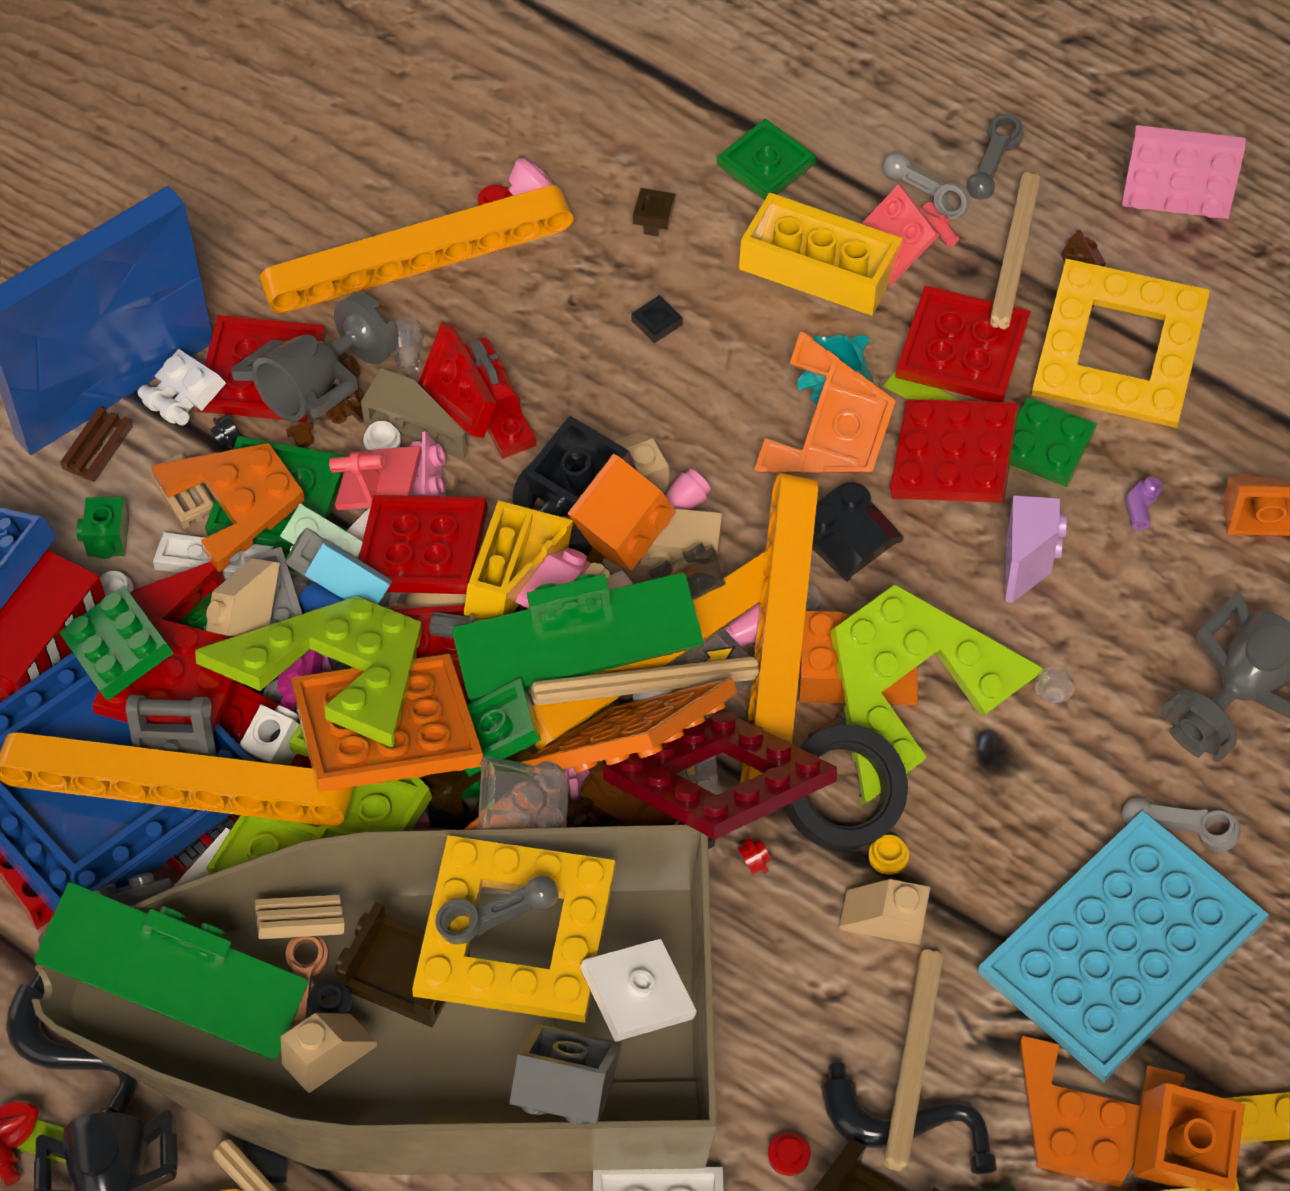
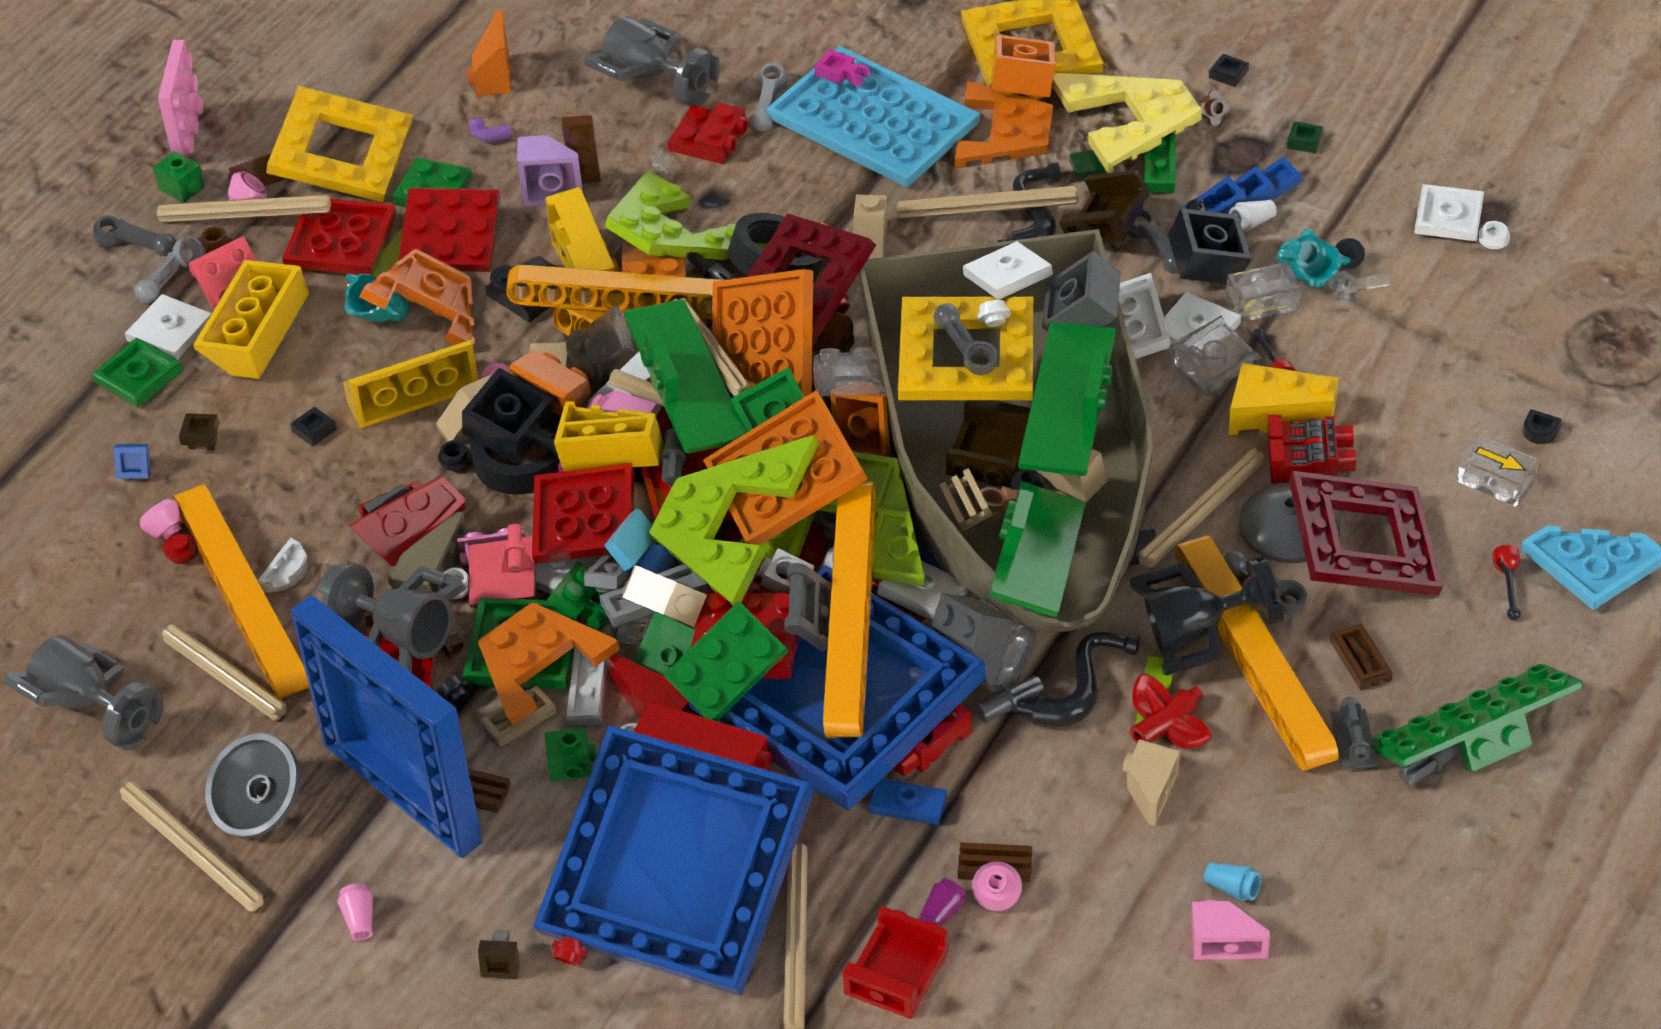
camera: 95 degrees left, 10 degrees down
(92, 214) = (192, 846): none -> tan axle
(311, 105) = (72, 678): none -> dark grey piece
(315, 235) = (224, 672): none -> tan axle
(394, 1031) = (1068, 398): none -> green bracket
(448, 293) = (285, 569): none -> white tile
(540, 950) = (993, 313): none -> white plate
(628, 156) = (132, 461): none -> blue tile
(692, 399) = (411, 384): none -> yellow slope
(840, 186) = (169, 326): none -> white plate
(918, 567) = (576, 233): none -> yellow wedge
(974, 228) = (214, 238): none -> reddish brown plate
(1043, 574) = (580, 137): none -> reddish brown plate
(1053, 257) = (246, 186): none -> bright pink cone
(1085, 191) = (179, 176): none -> green brick
(1113, 745) = (709, 132): none -> red plate
(1202, 897) = (838, 66): none -> dark pink plate

